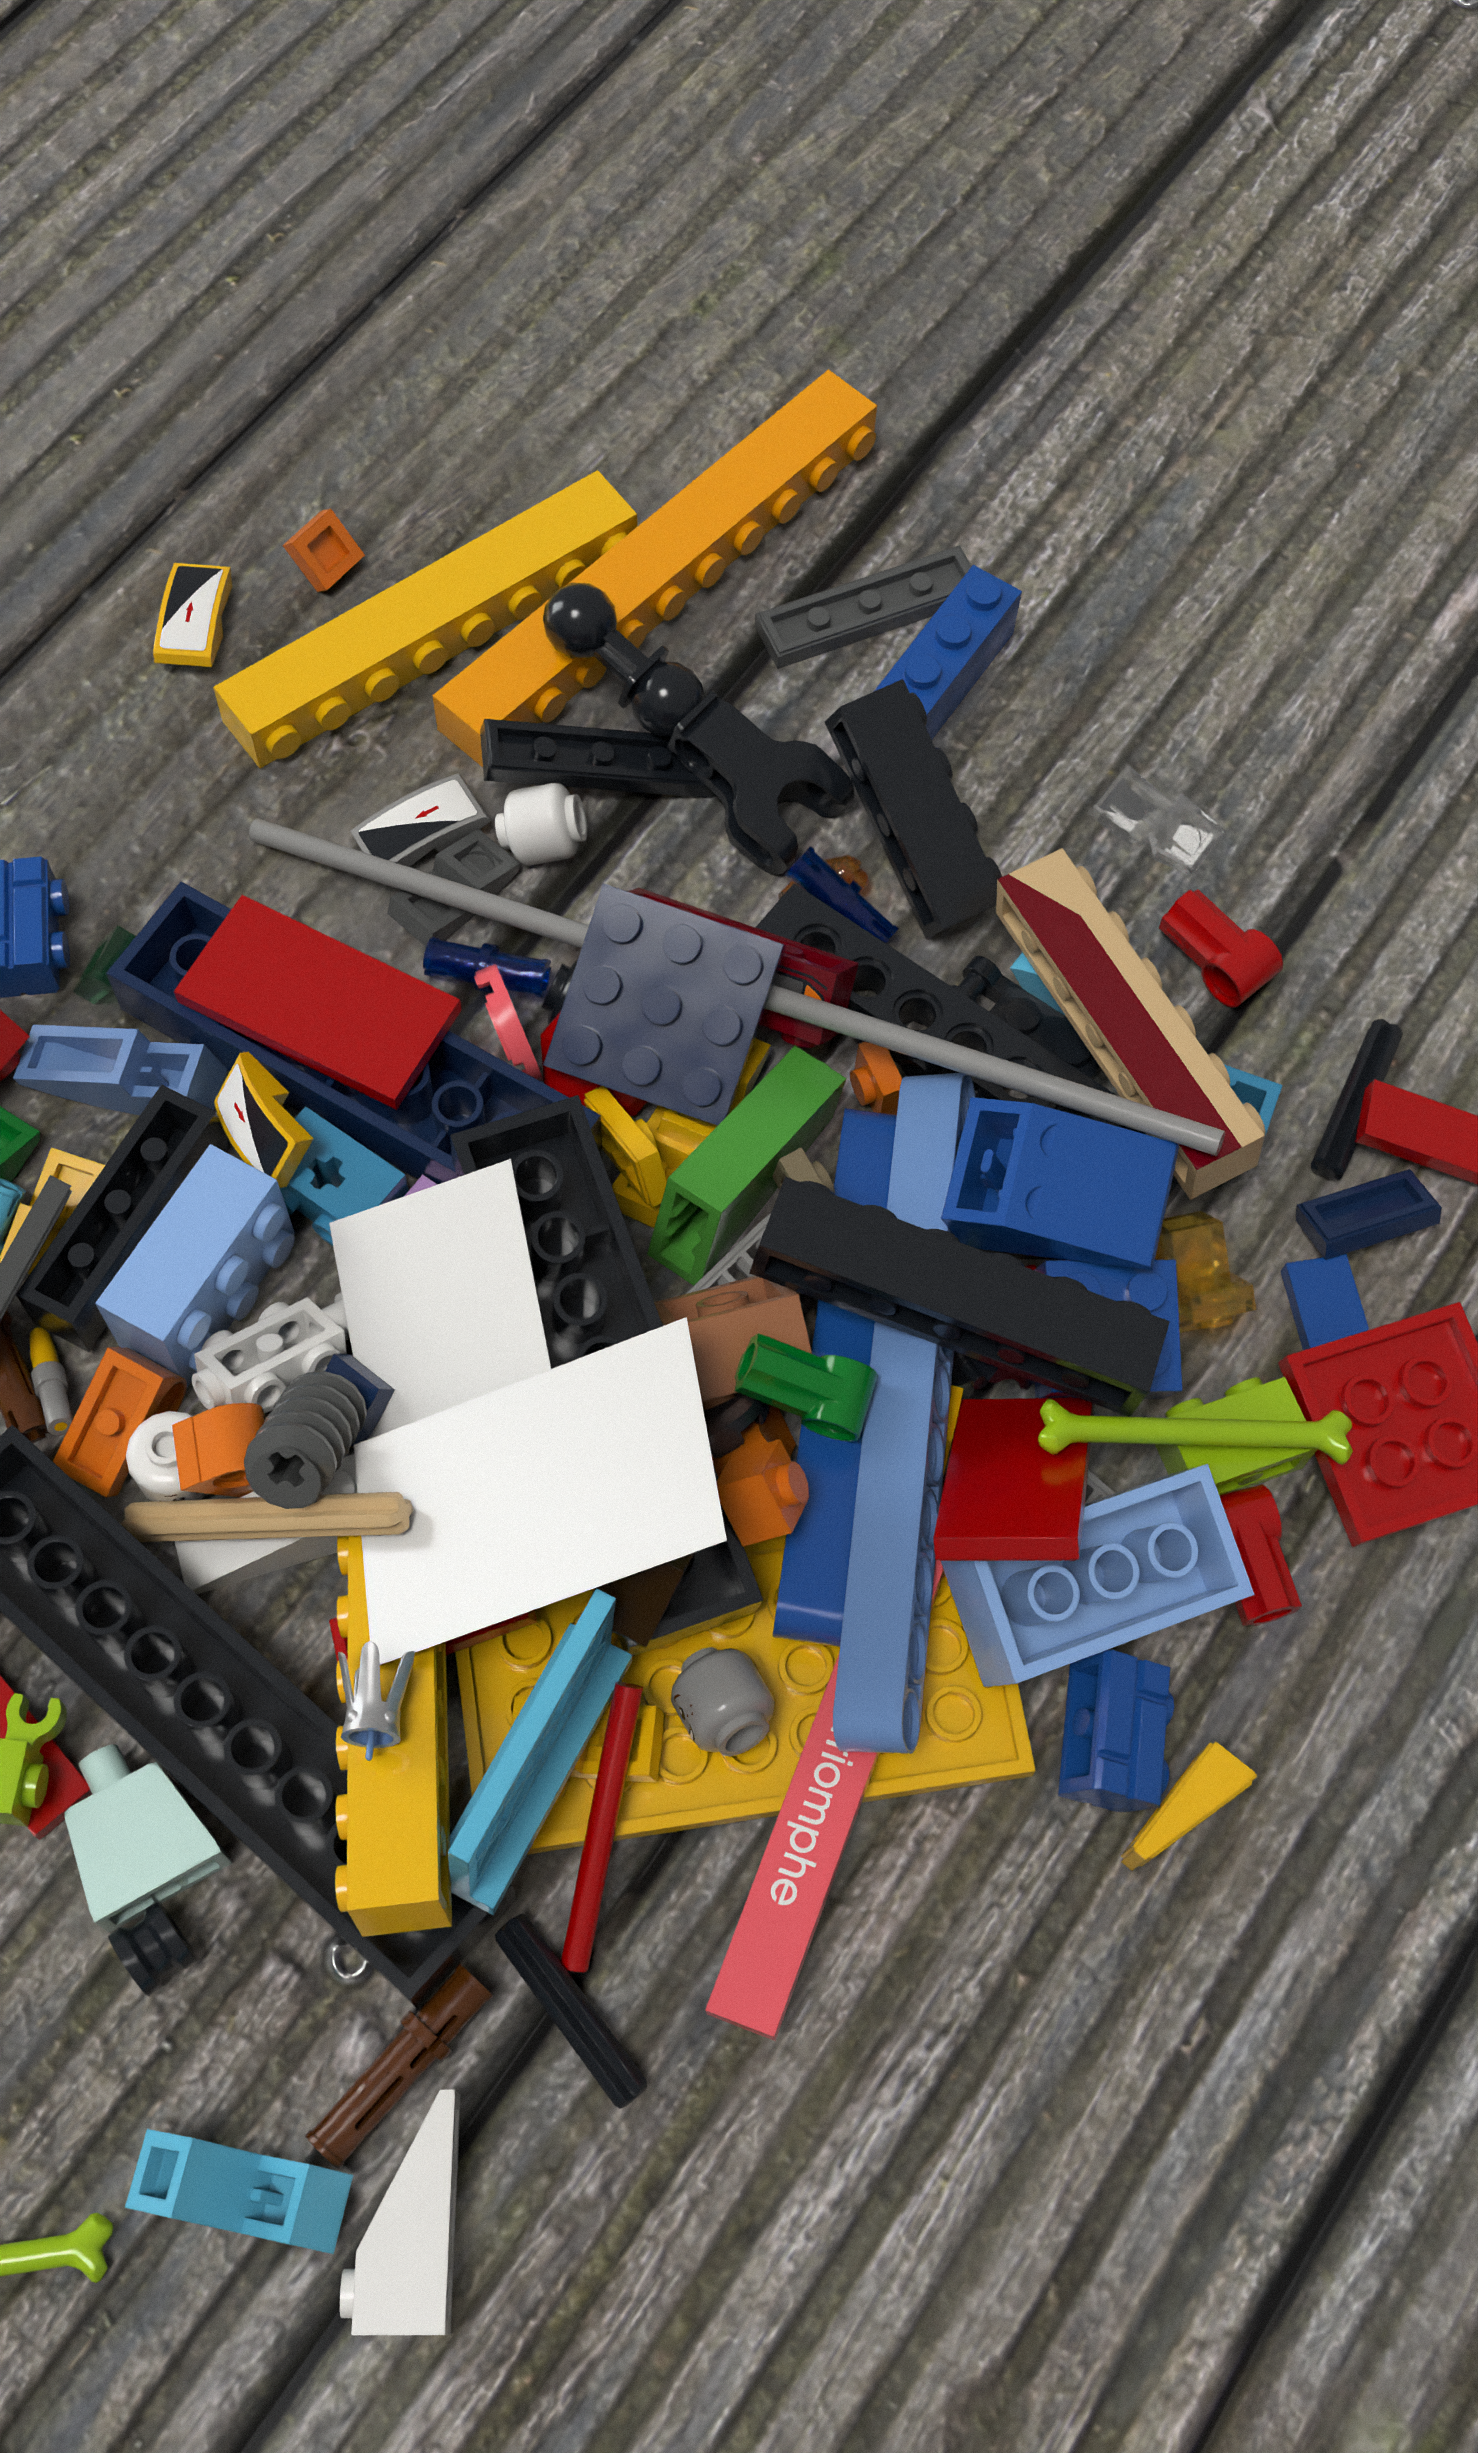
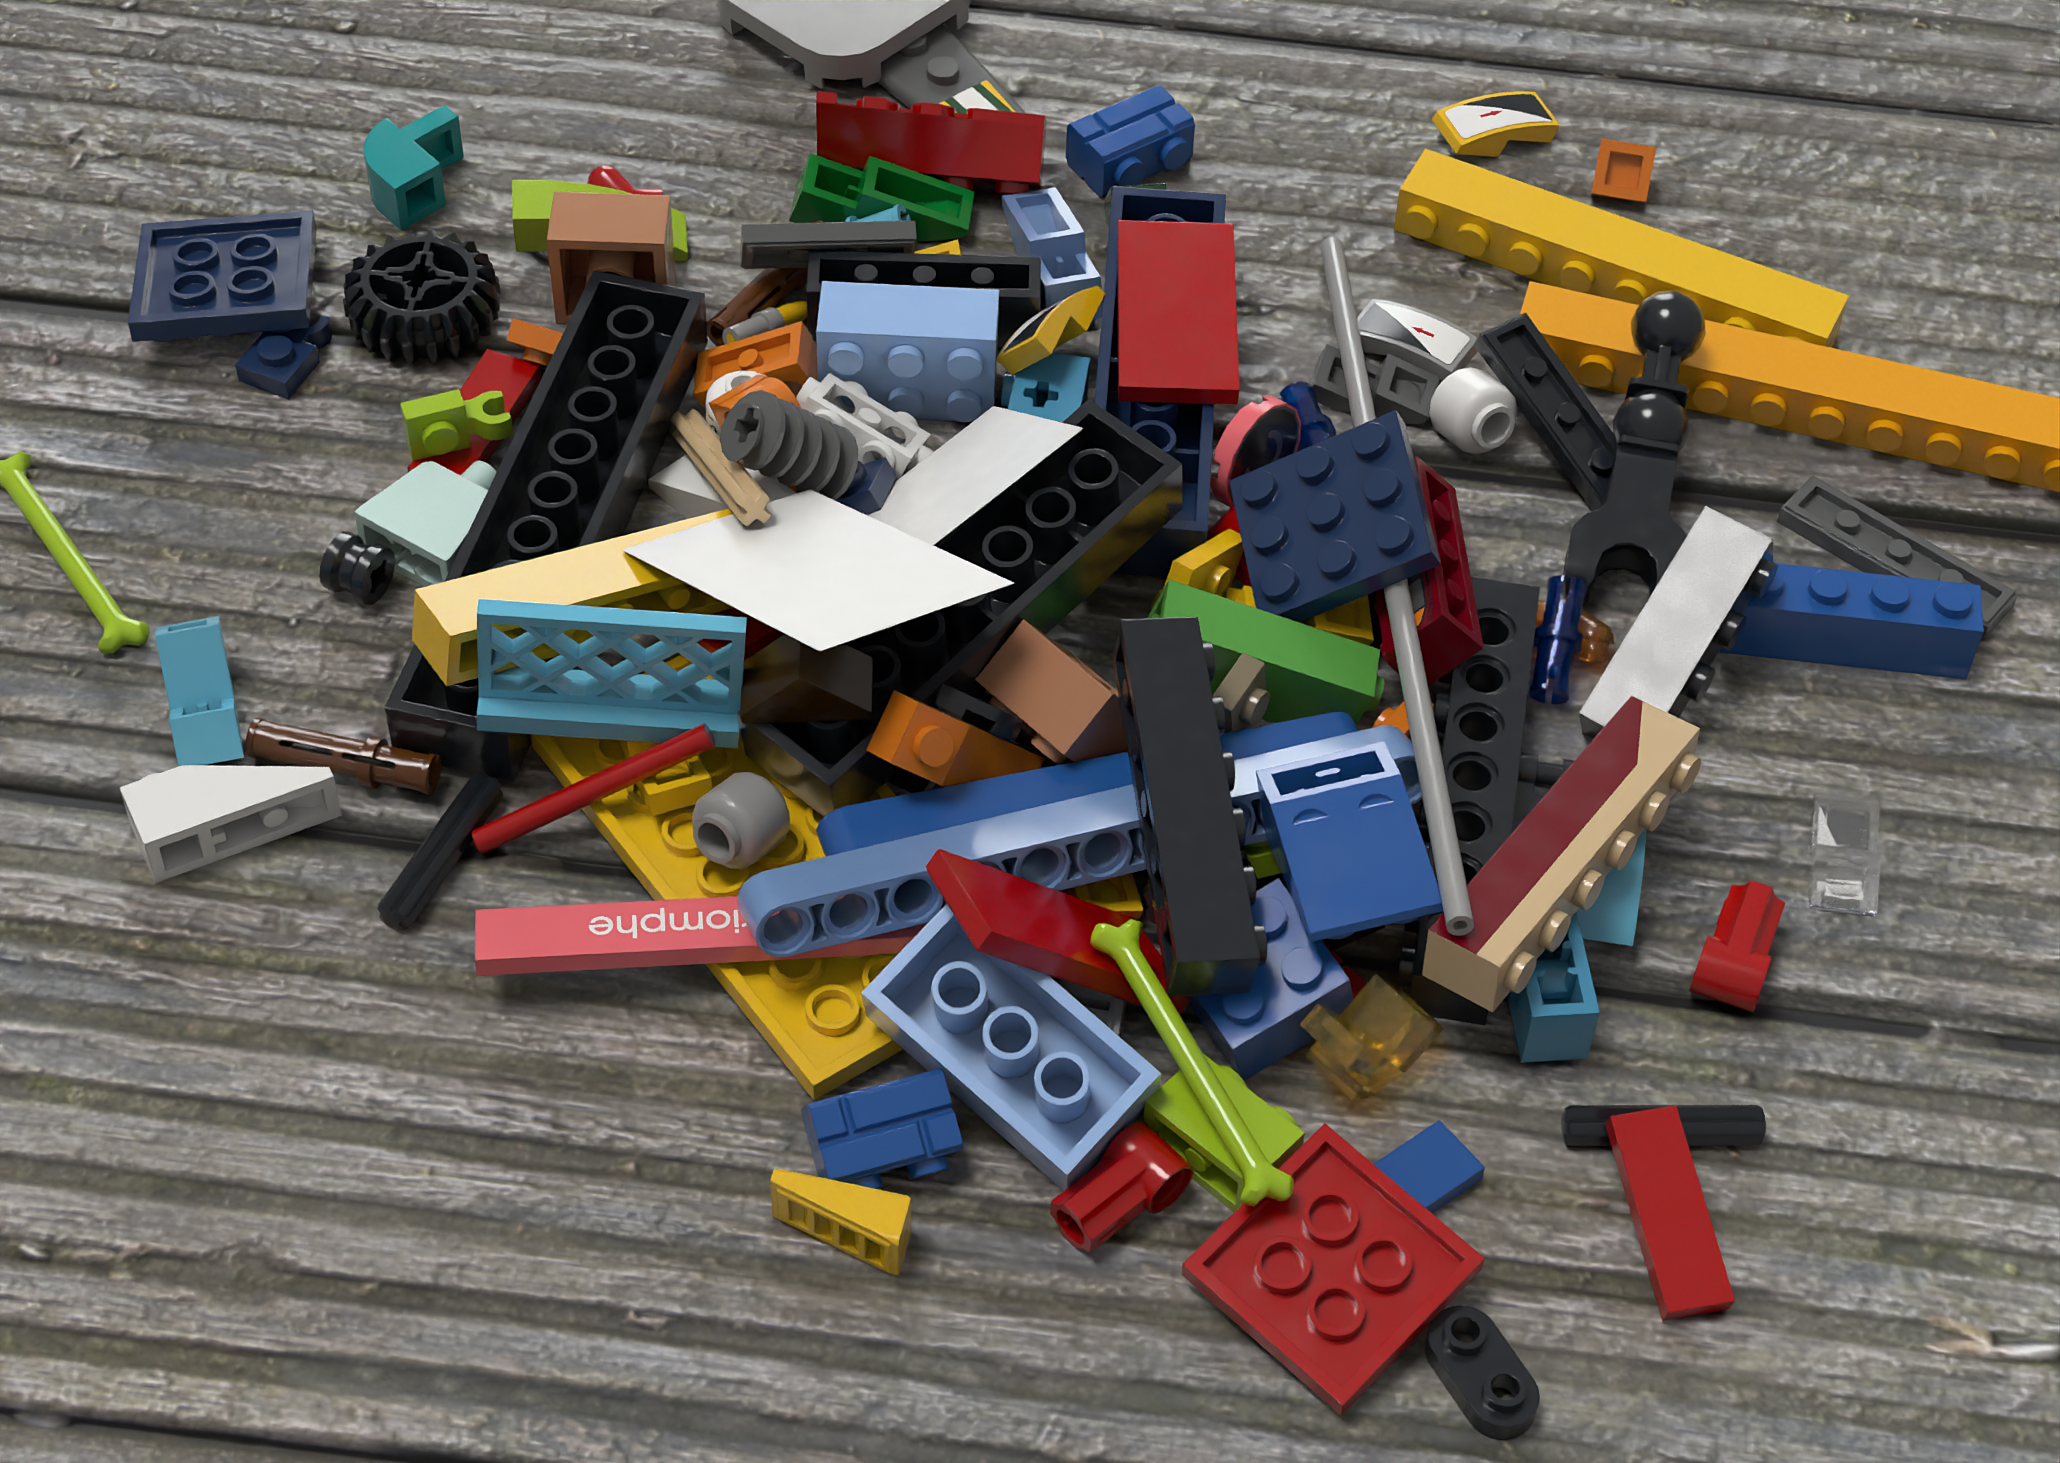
camera: 65 degrees right, 15 degrees down
(368, 1718) = (576, 555): flat silver piece -> none
(825, 1390) = (1041, 756): green piece -> none
(1368, 1214) = (1541, 1172): dark blue tile -> none

